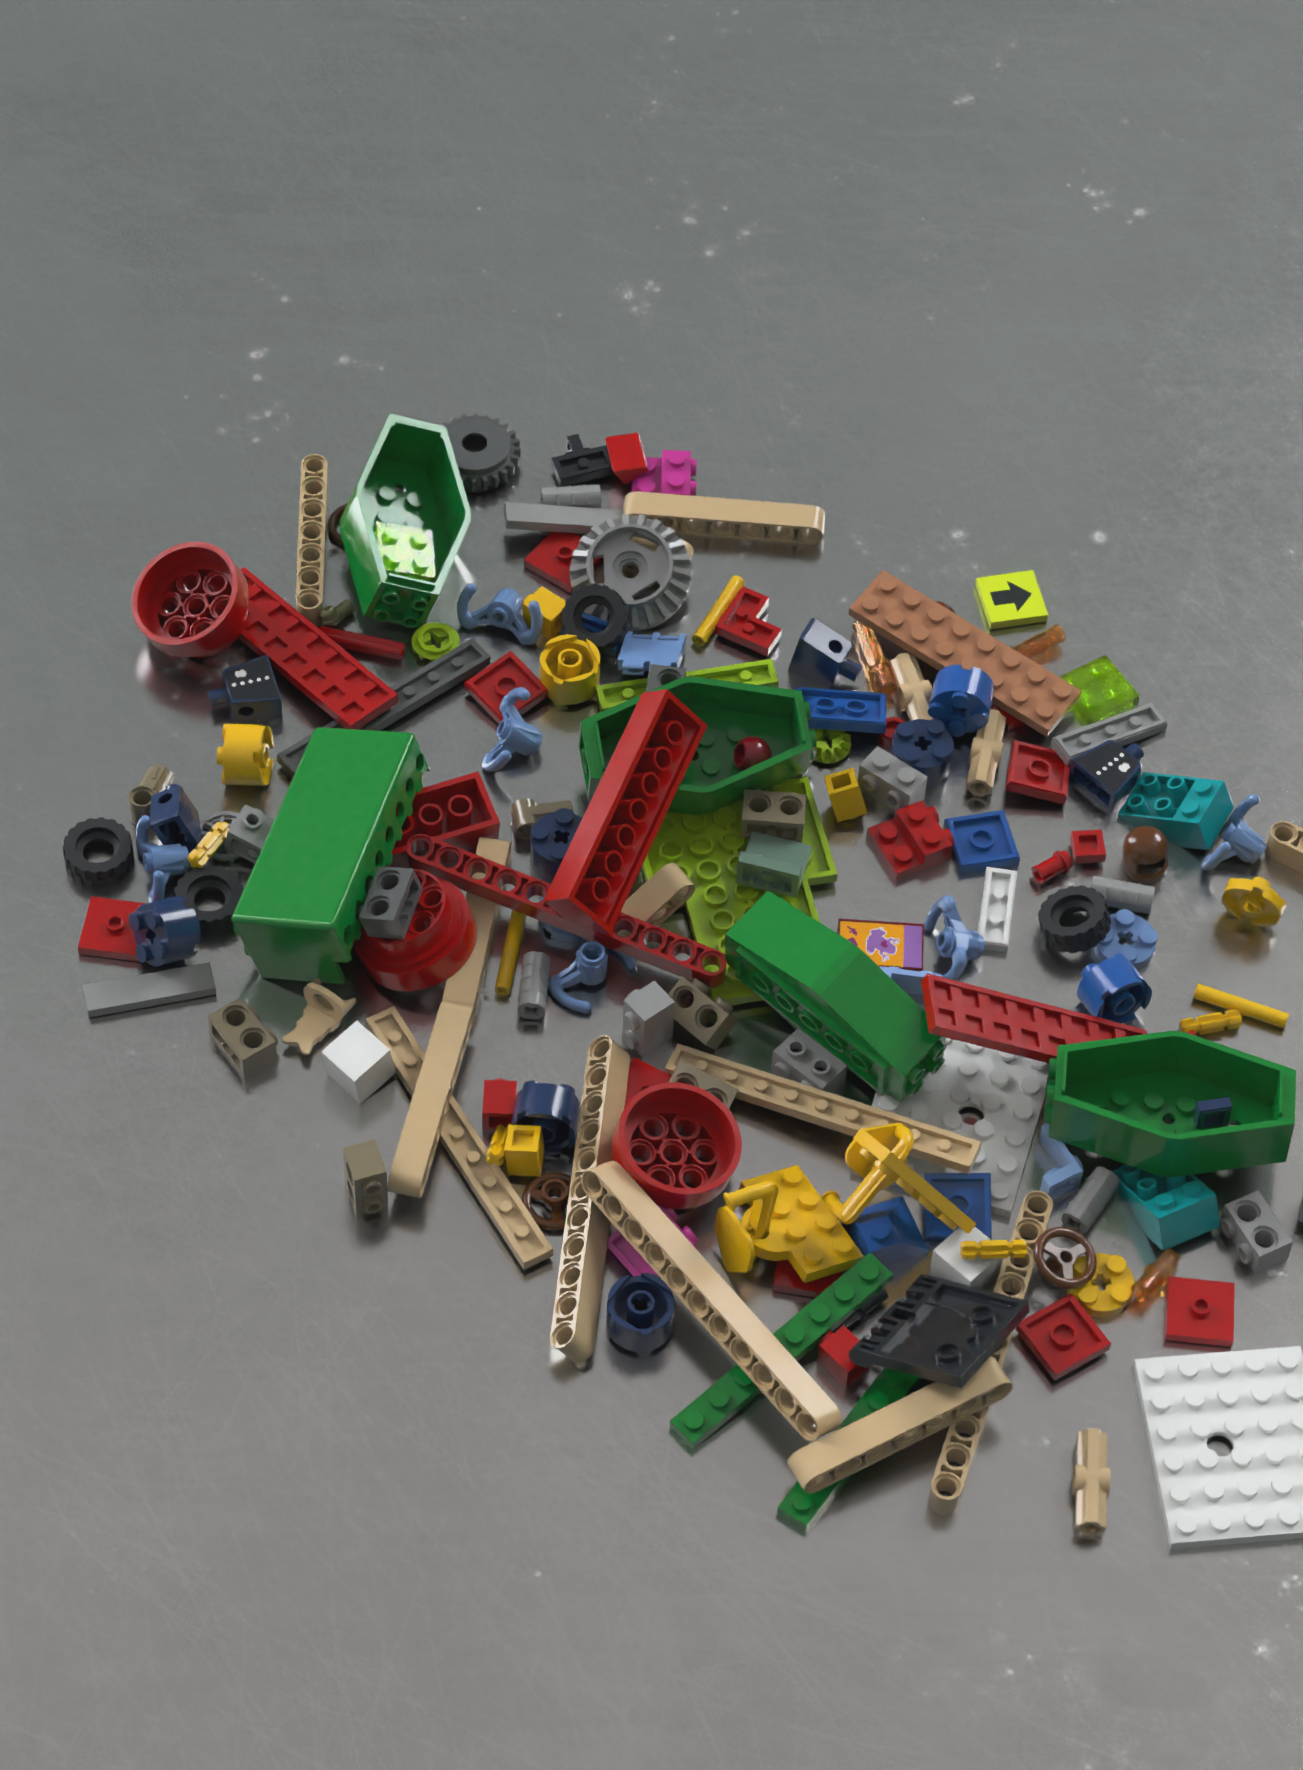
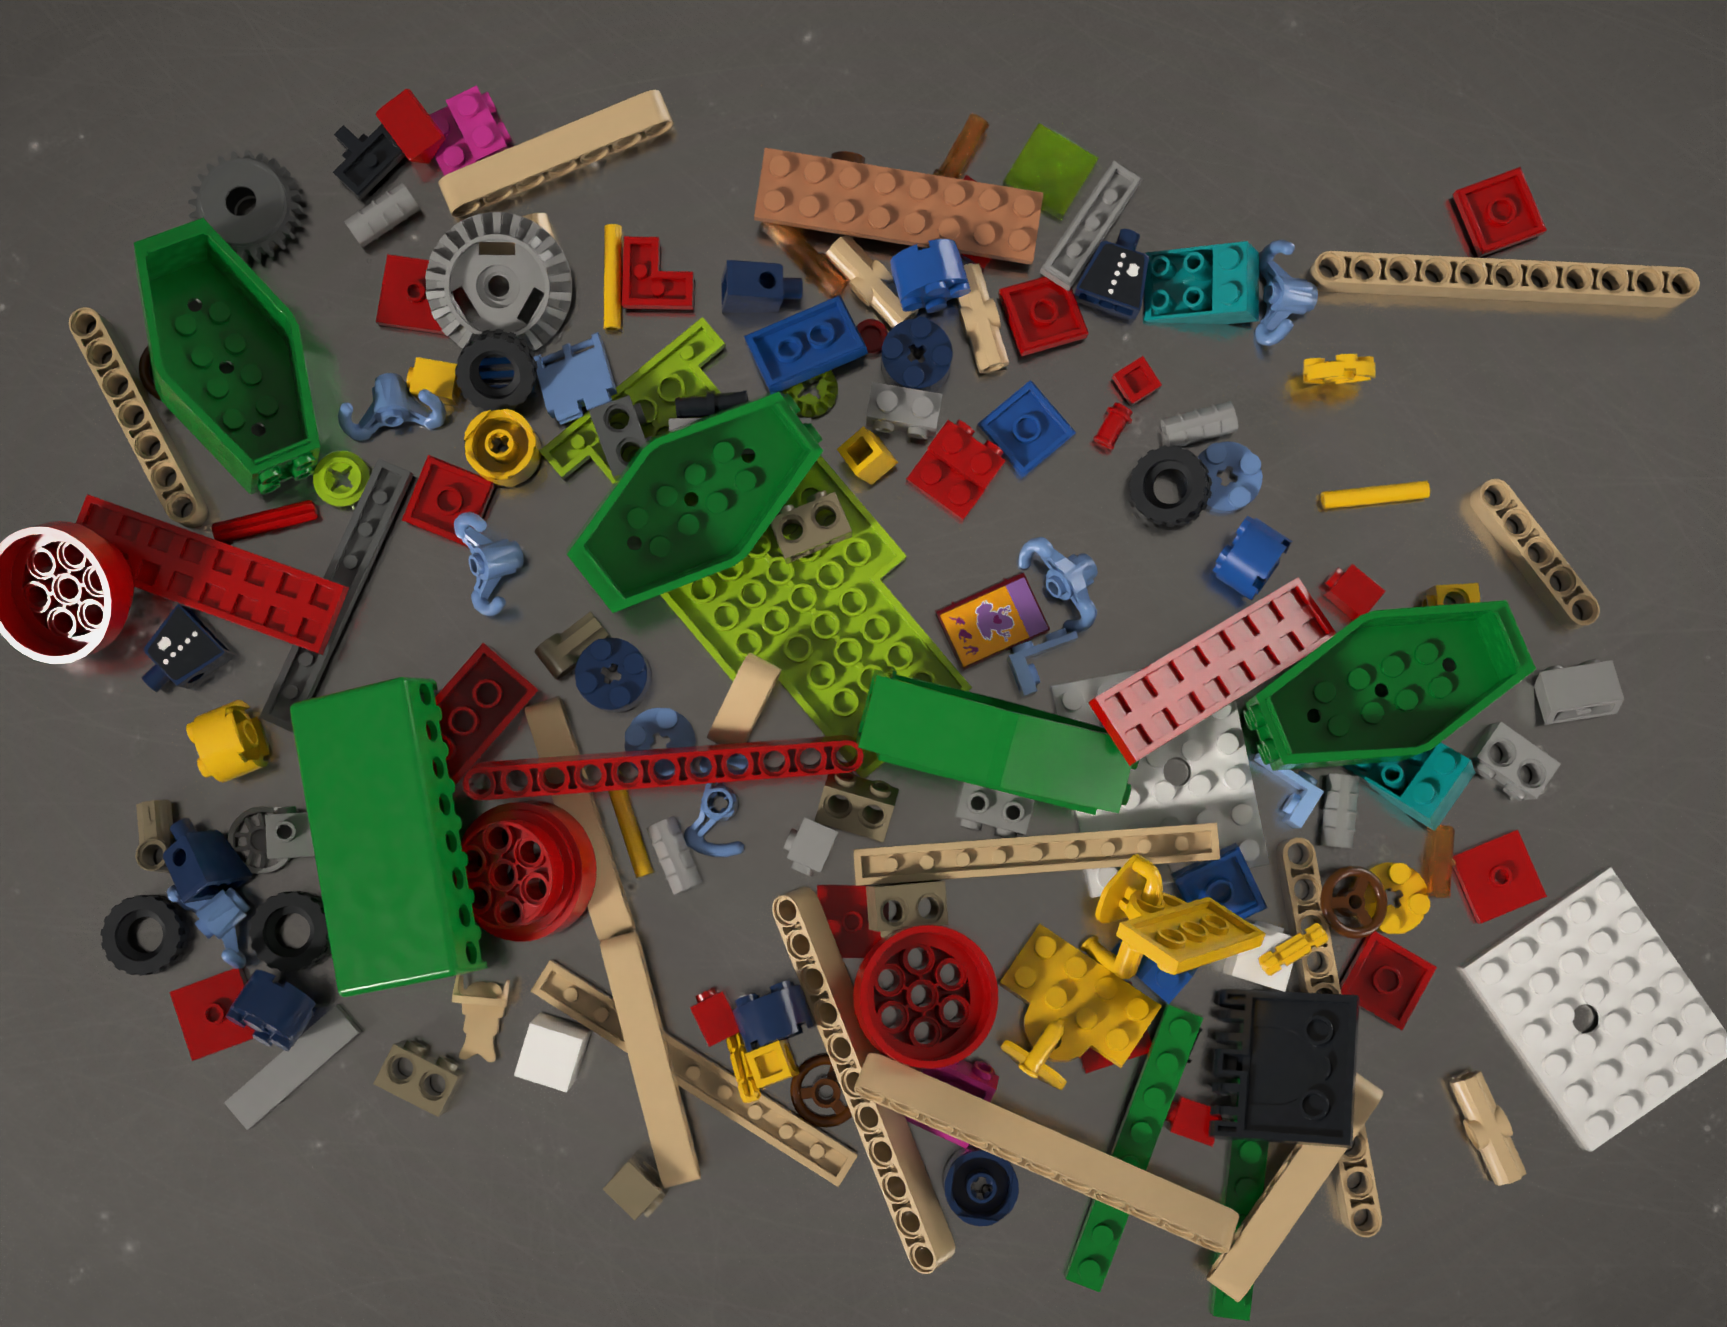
camera: 25 degrees left, 30 degrees up
(208, 845) = (255, 873): yellow axle -> none
(333, 615) = (217, 507): olive arm -> none
(390, 902) = (502, 886): dark grey brick -> none
(406, 550) = (247, 394): clear neon green plate -> none
(554, 517) = (386, 249): light grey tile -> none
(626, 812) = (673, 640): red slope -> none
(751, 752) = (758, 479): dark red piece -> none
(773, 864) = (840, 584): sand green bracket -> none
(997, 908) = (1081, 505): white tile -> none
(1011, 599) = (906, 98): neon yellow tile -> none
(1144, 846) = (1200, 362): reddish brown helmet -> none
(1211, 1022) = (1355, 533): yellow axle -> none
(1212, 1113) = (1433, 676): tile -> none

